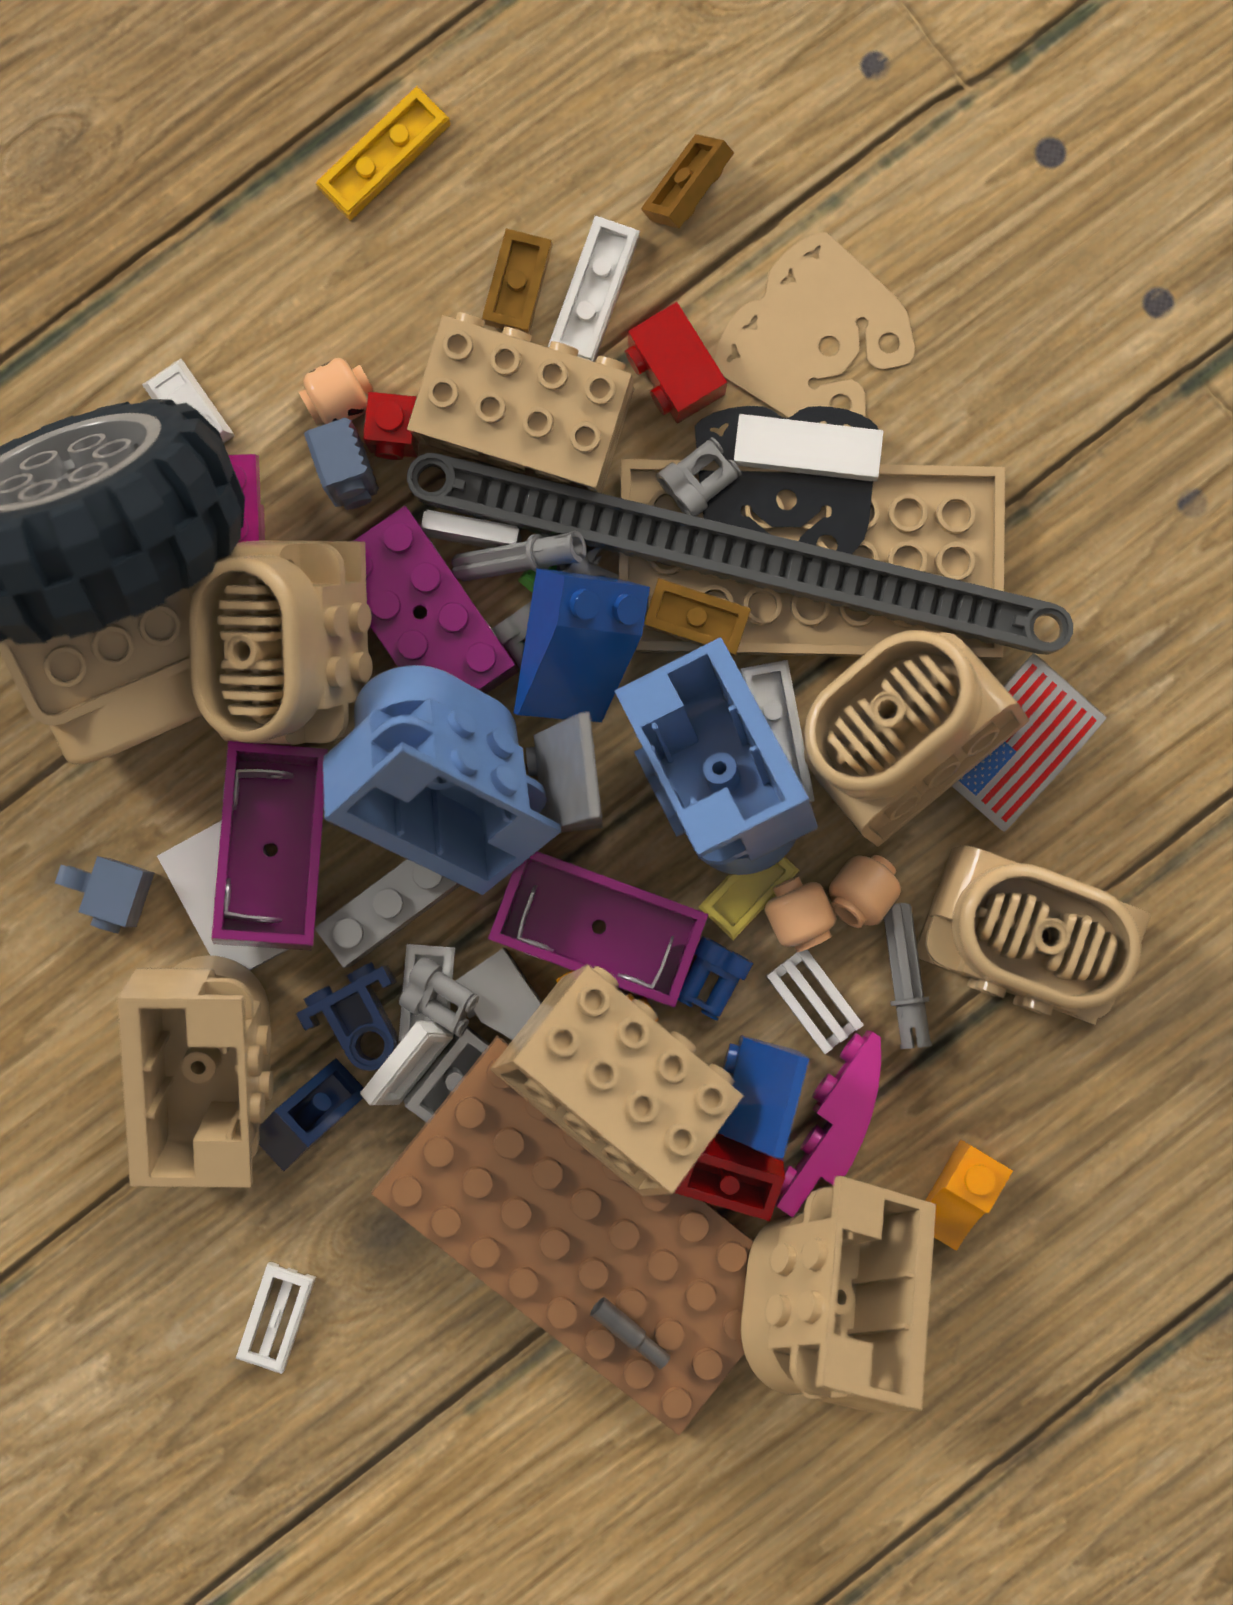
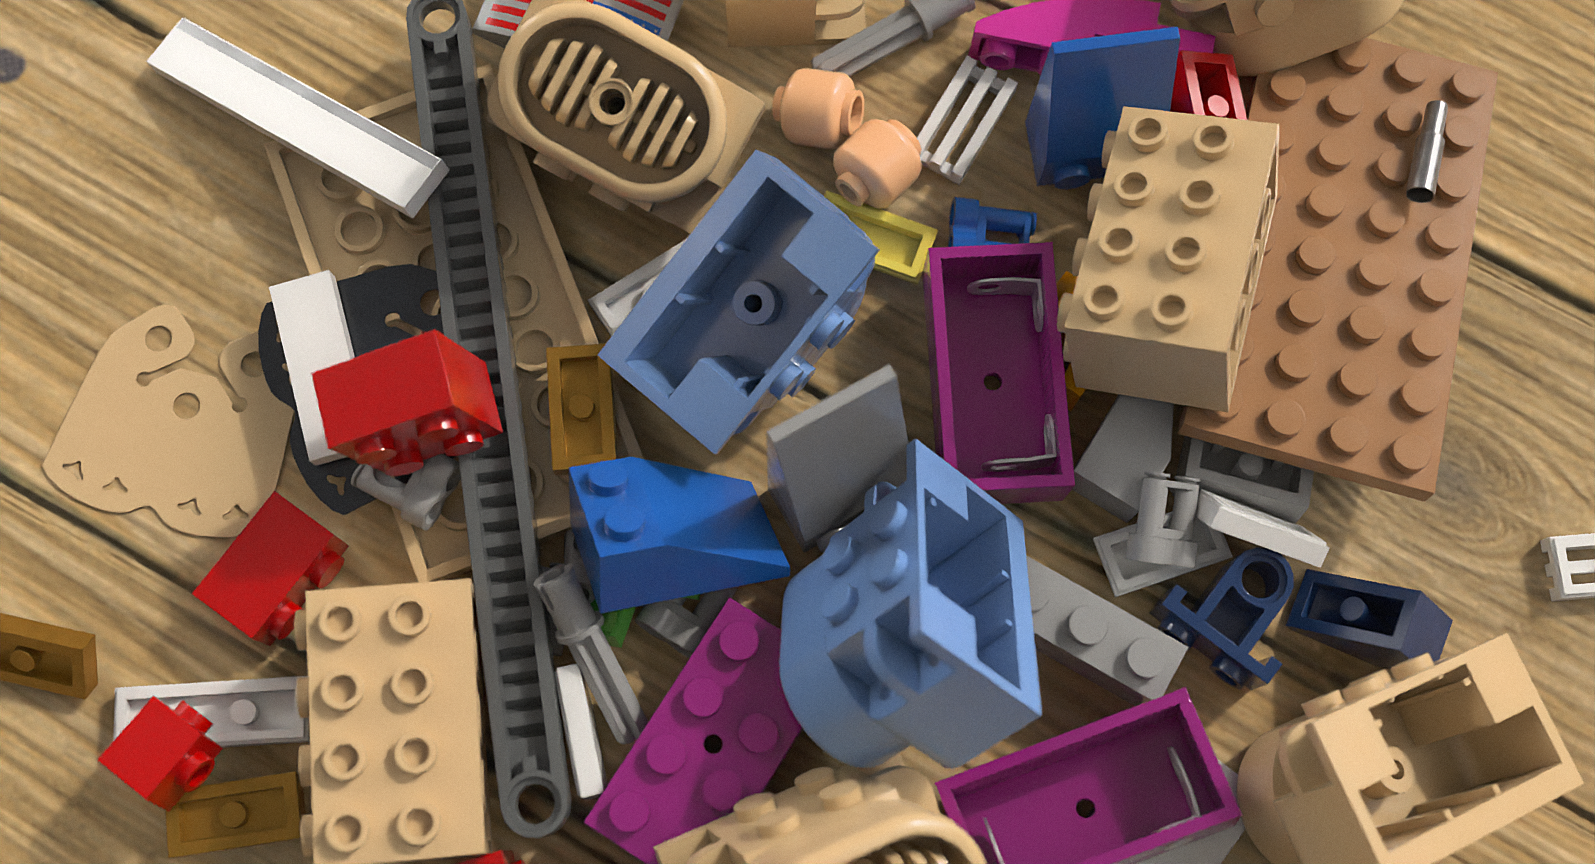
camera: 120 degrees left, 10 degrees down
(573, 247) = (163, 752): none -> red brick
(733, 489) = (407, 404): none -> red brick
(1012, 496) = (299, 117): none -> white tile

